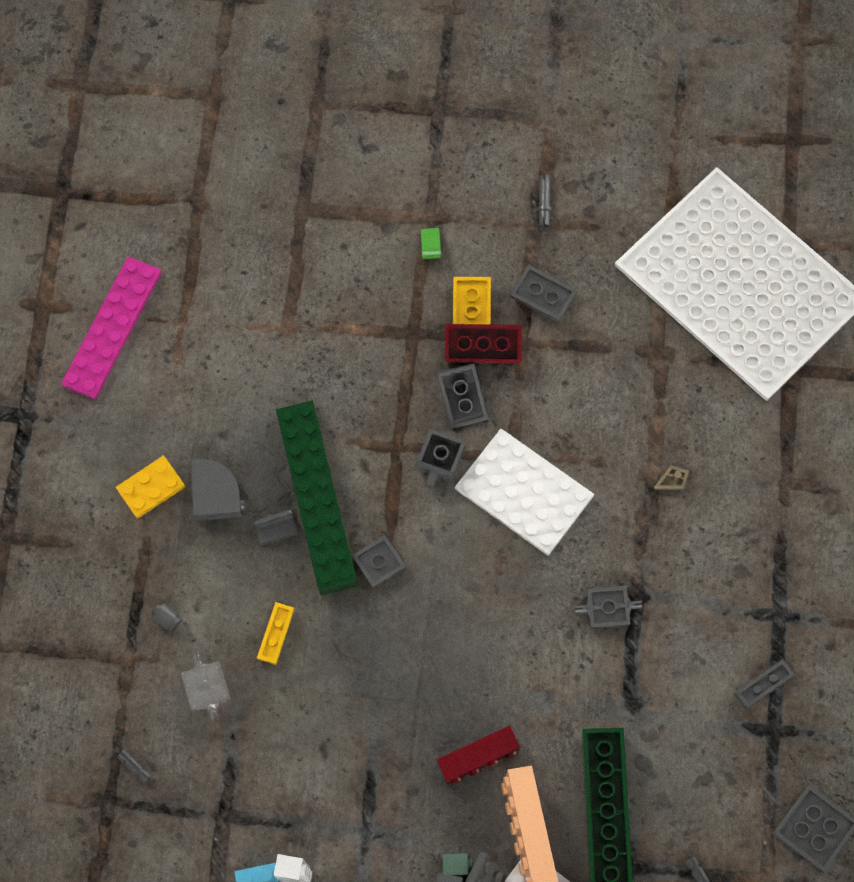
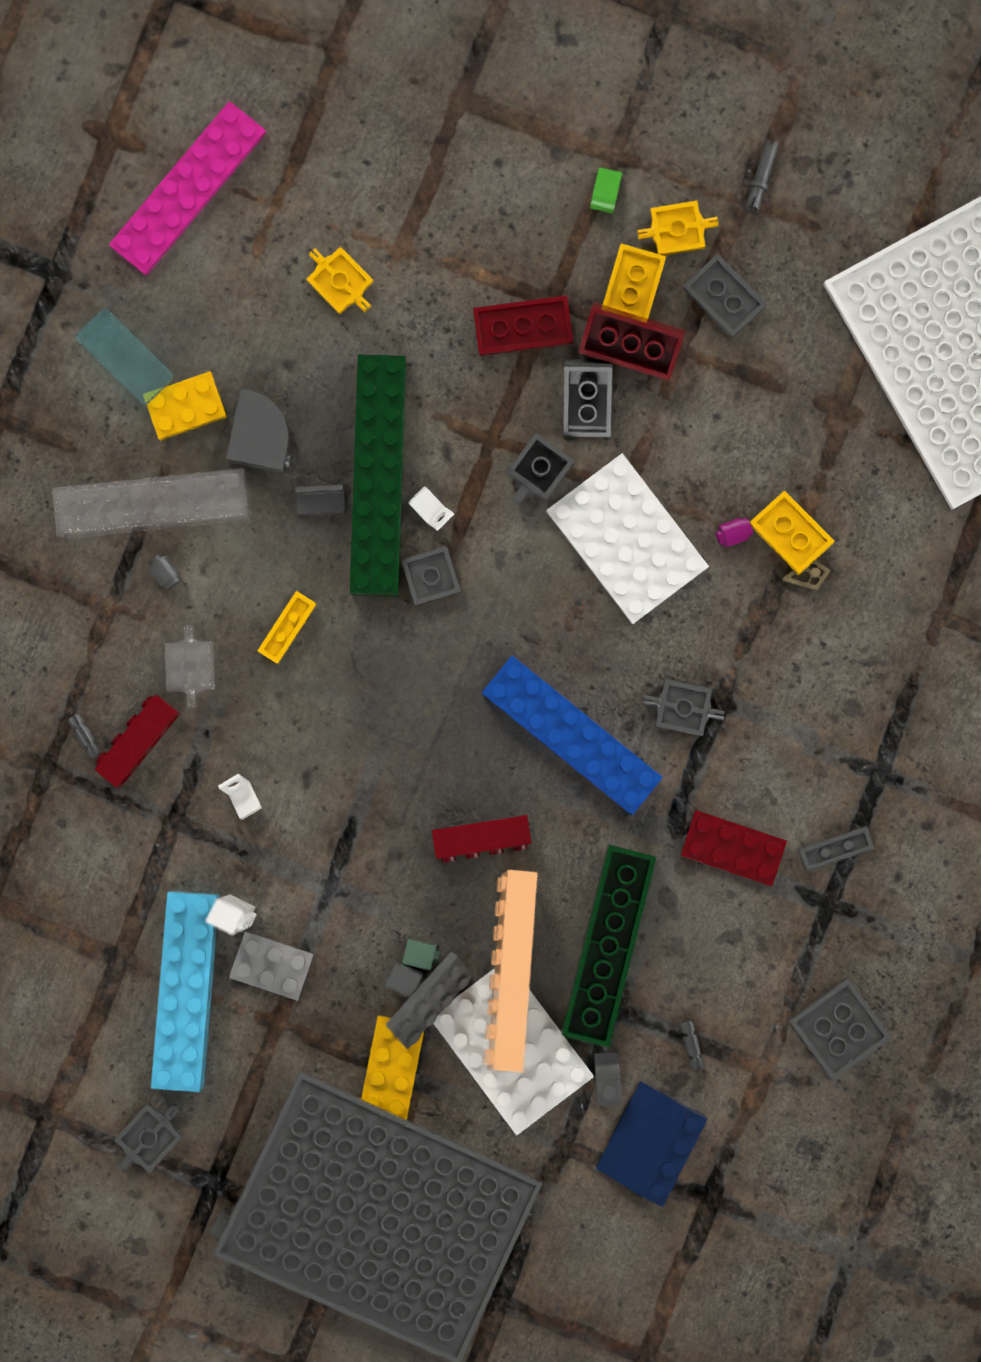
camera: 15 degrees right, 15 degrees up
(94, 462) = (125, 356): none -> clear light blue piece
(142, 567) = (151, 503): none -> clear brick
(178, 757) = (137, 741): none -> dark red brick
(246, 361) = (340, 280): none -> yellow plate
(274, 777) = (241, 795): none -> white bracket
(363, 510) = (430, 508): none -> white bracket
(396, 356) = (523, 325): none -> dark red plate
(493, 255) = (677, 228): none -> yellow plate
(526, 653) = (572, 735): none -> blue brick
(605, 463) = (734, 532): none -> magenta brick
(650, 450) = (791, 532): none -> yellow plate
(683, 707) = (733, 848): none -> dark red plate

